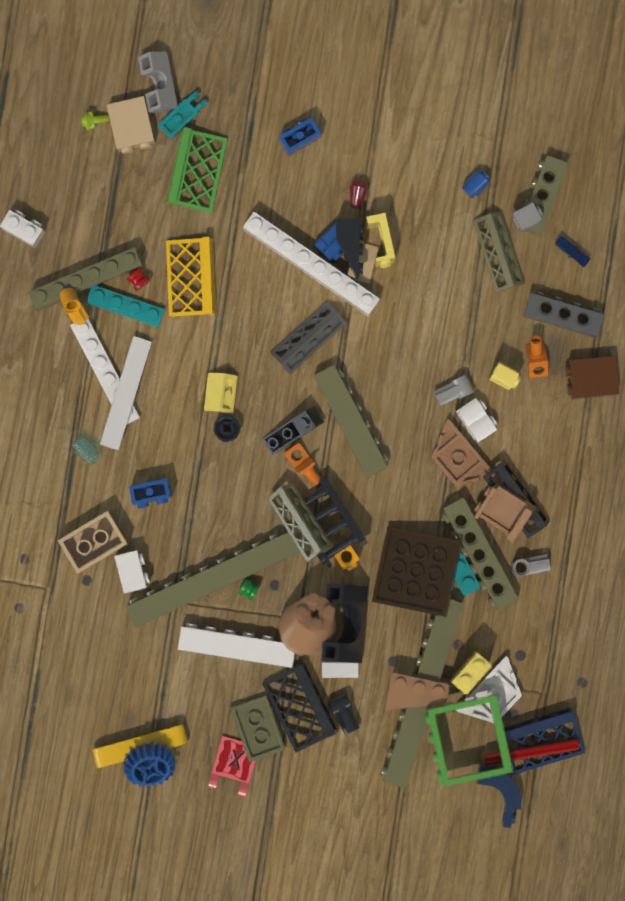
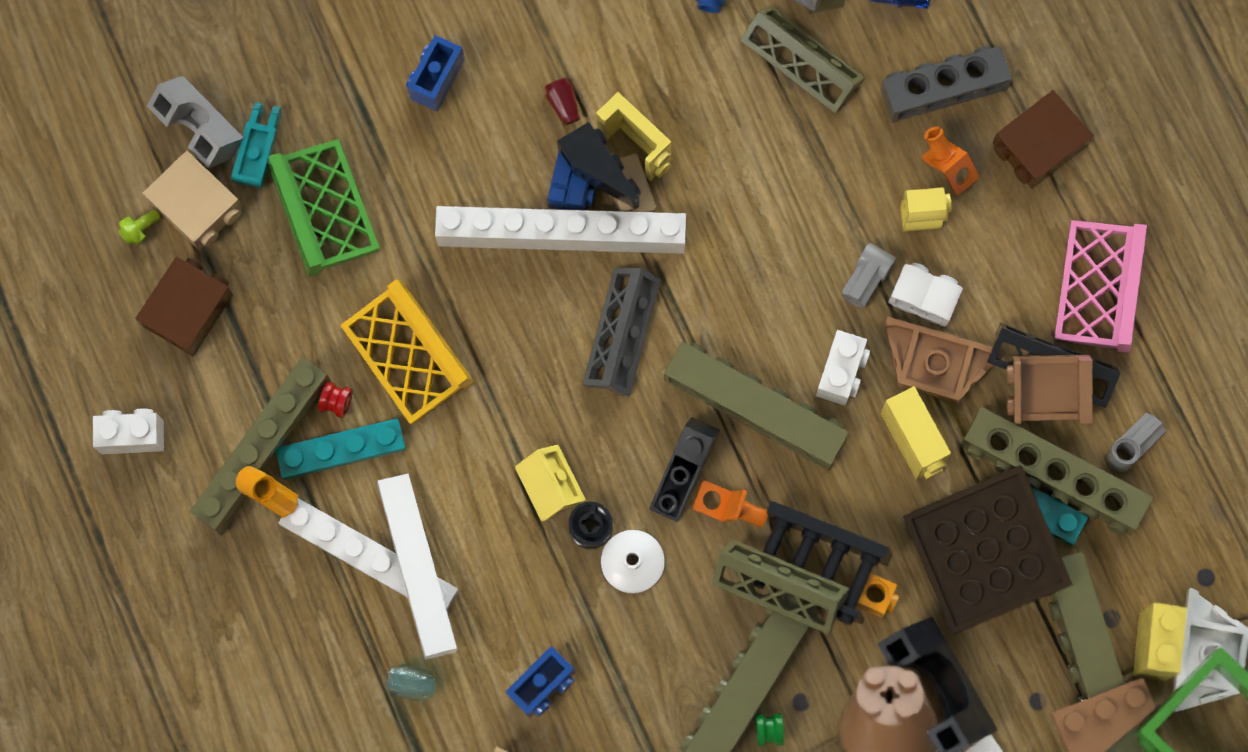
camera: 25 degrees left, 10 degrees down
(92, 178) = (185, 305): none -> reddish brown brick
(246, 463) = (632, 577): none -> white dish
(407, 430) = (841, 368): none -> white brick
(420, 490) = (916, 434): none -> light yellow brick
(582, 485) = (1128, 289): none -> bright pink fence

